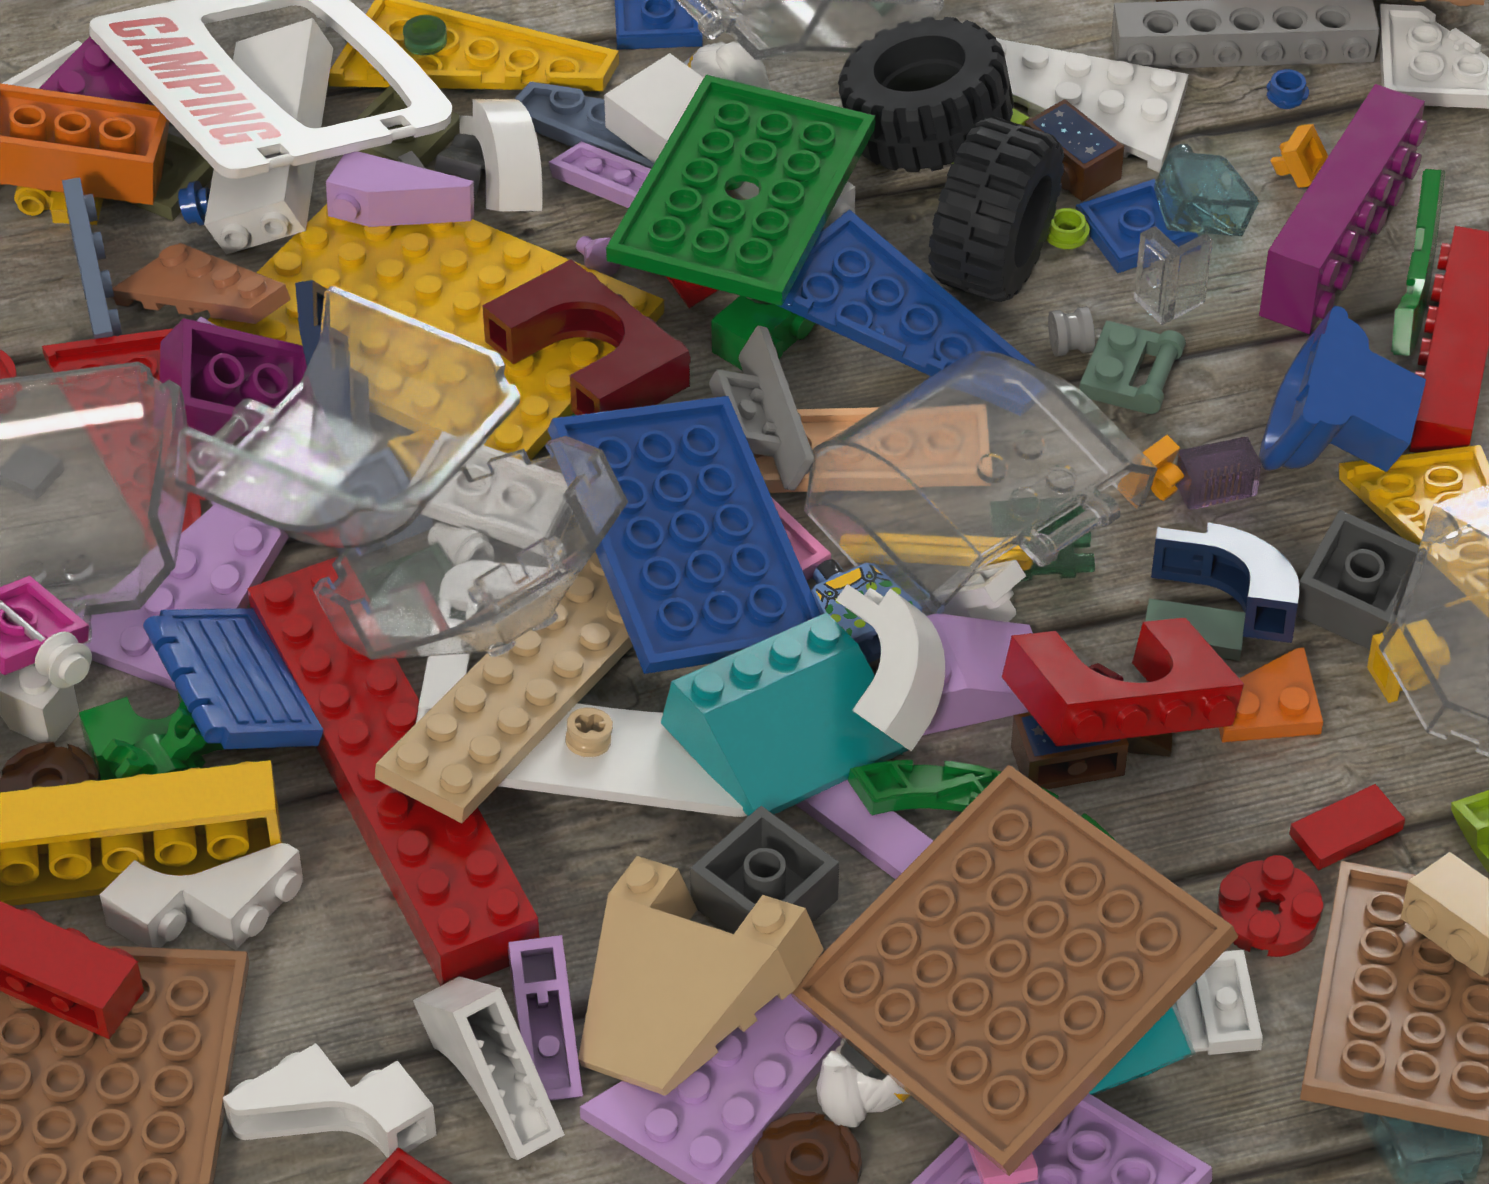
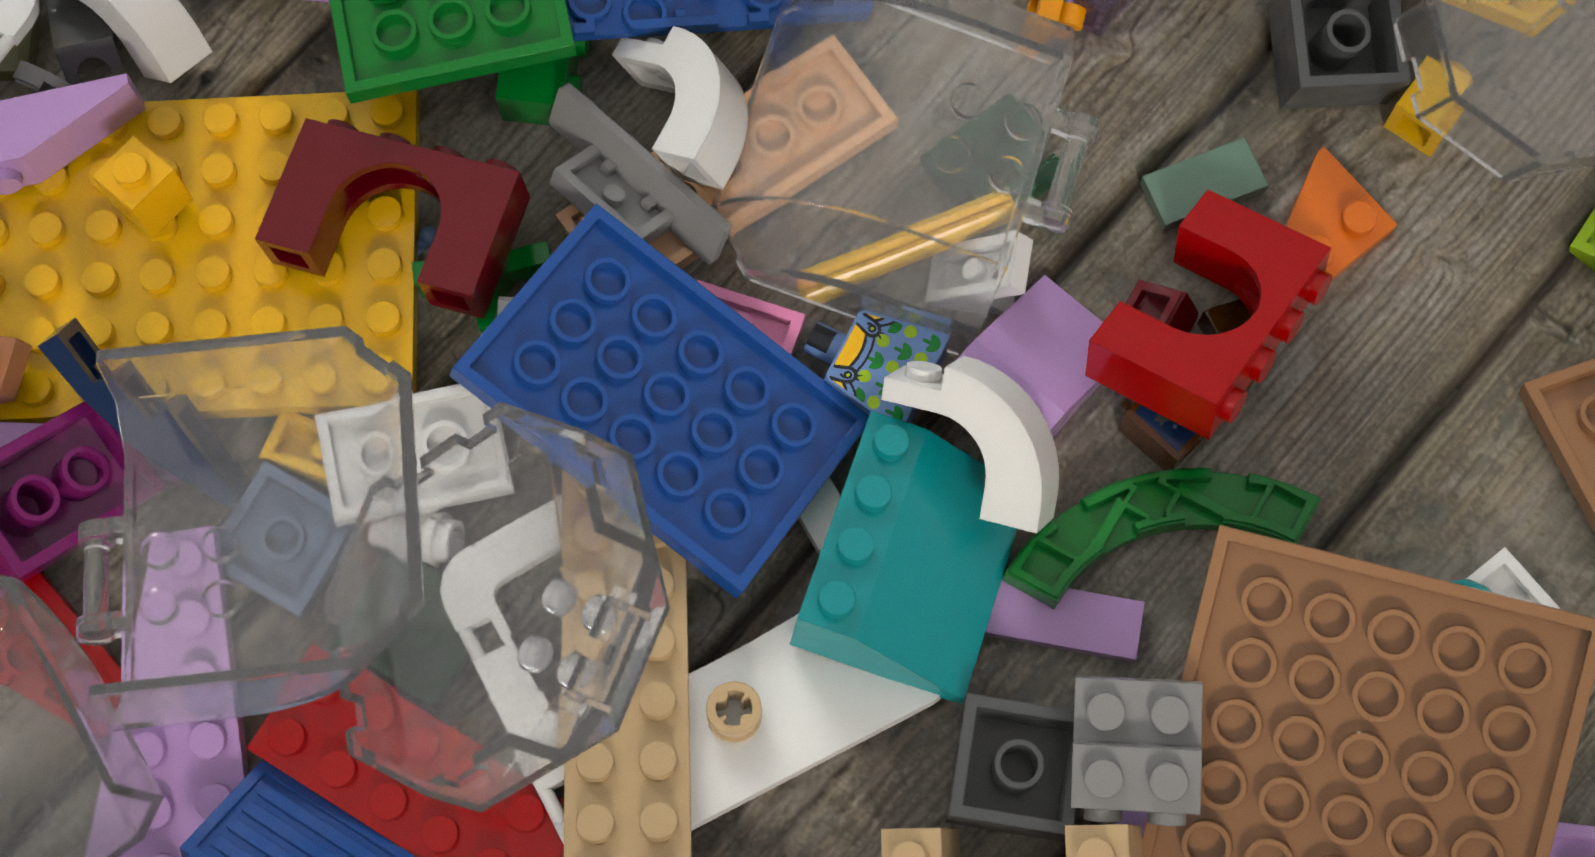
camera: 30 degrees left, 25 degrees up
(433, 250) = (142, 186): none -> yellow brick
(595, 255) = (310, 69): lavender rock -> none
(846, 388) = (709, 106): none -> white arch
(852, 880) = (1137, 748): none -> light grey plate
(1239, 566) = (1224, 90): dark blue arch -> none
(1274, 882) = (1514, 458): red plate -> none
(1346, 827) = (1492, 332): red tile -> none

